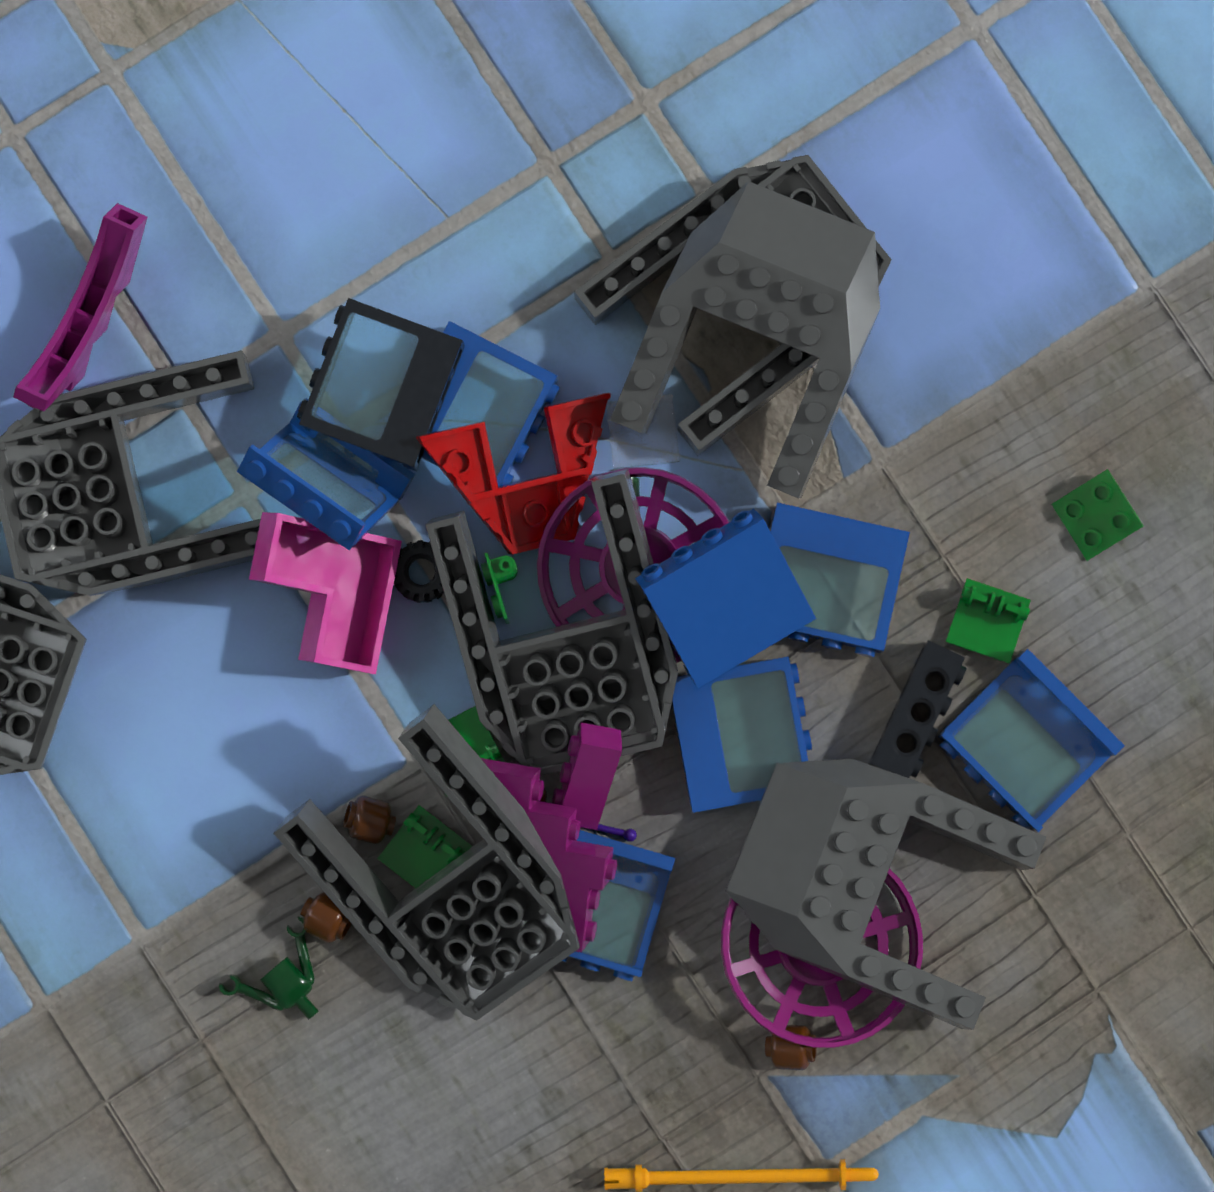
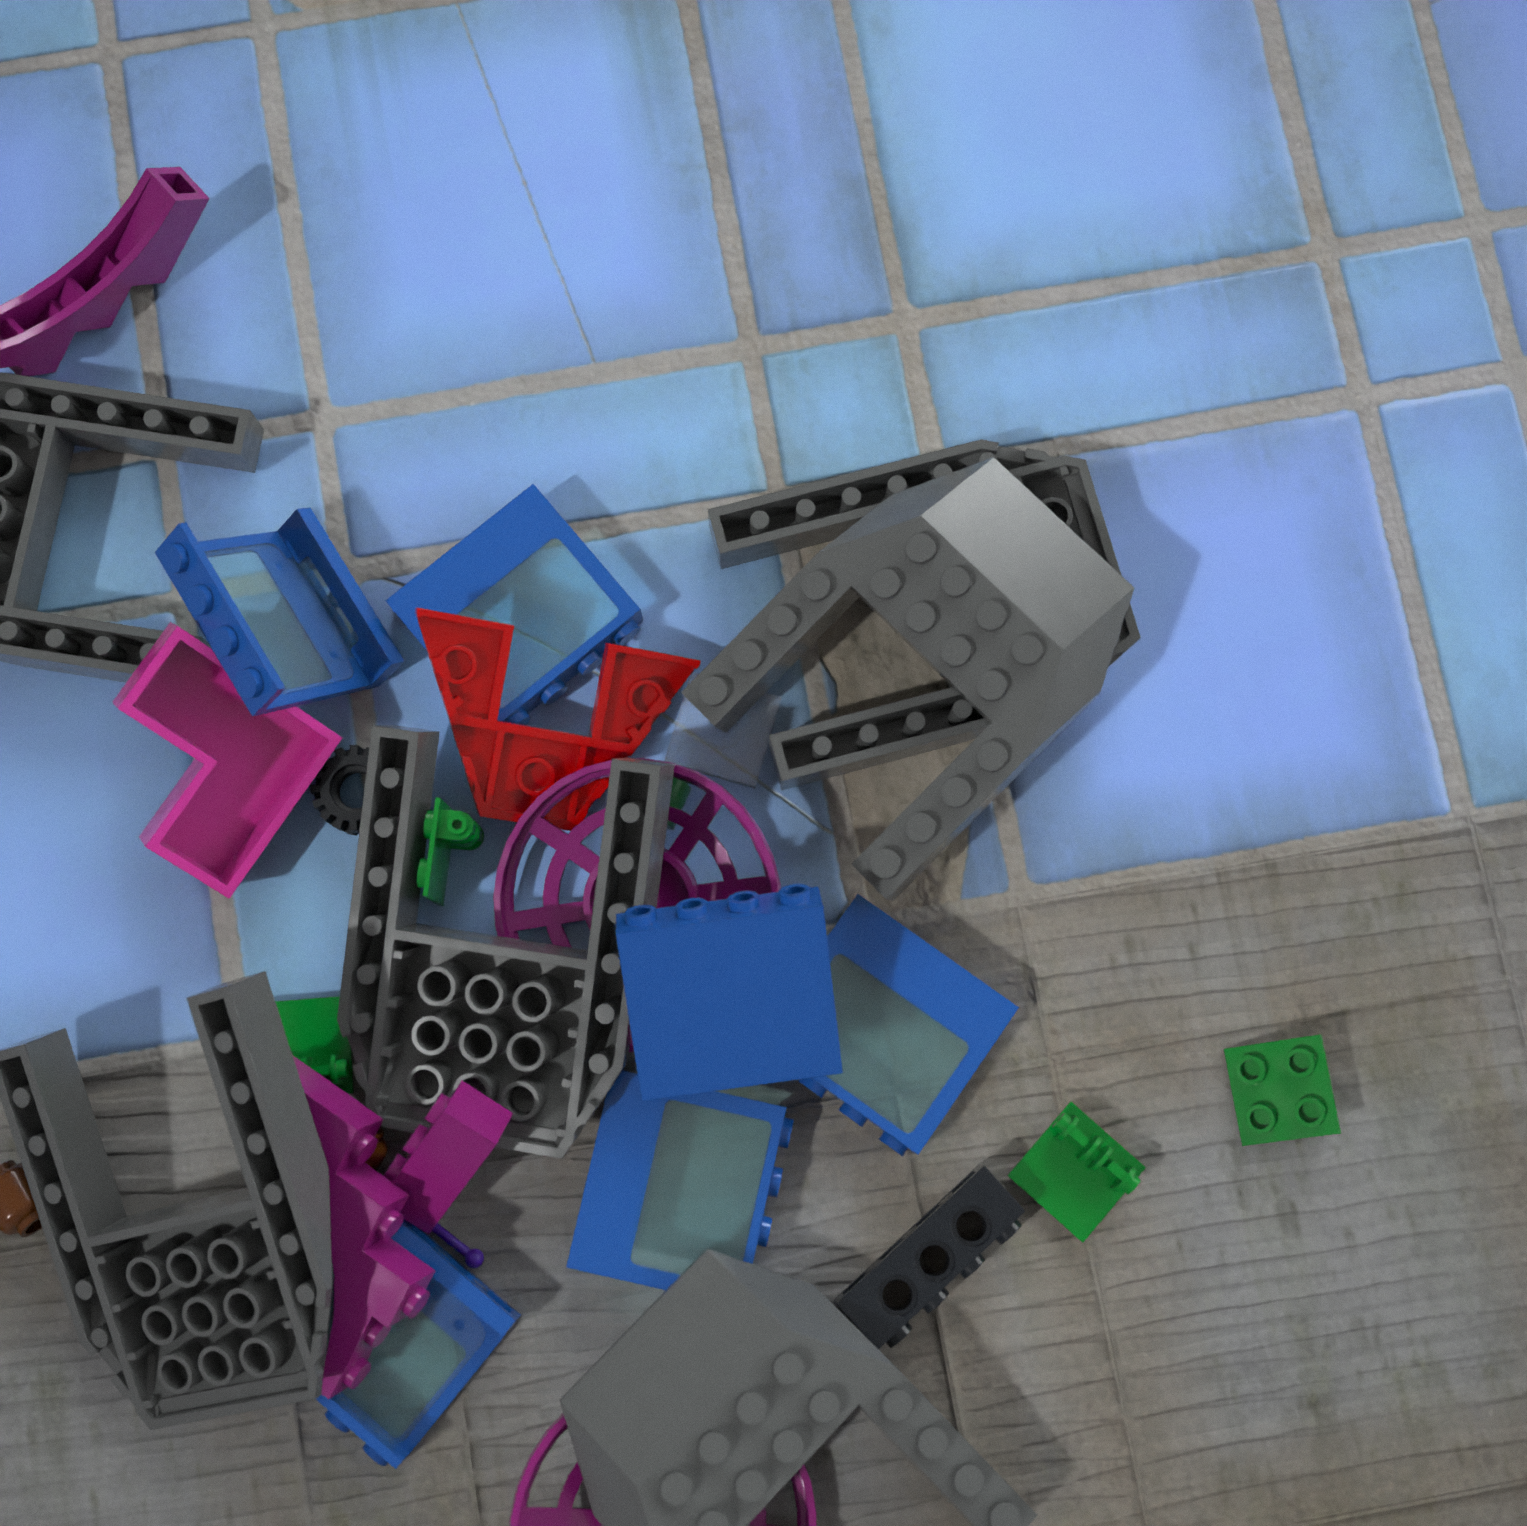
camera: 20 degrees right, 5 degrees down
(369, 819) = (137, 1089): reddish brown head -> none
(380, 382) = (406, 523): panel -> none
(422, 848) = (189, 1156): green hinge -> none
(1029, 741) = (1066, 1363): clear light blue panel -> none

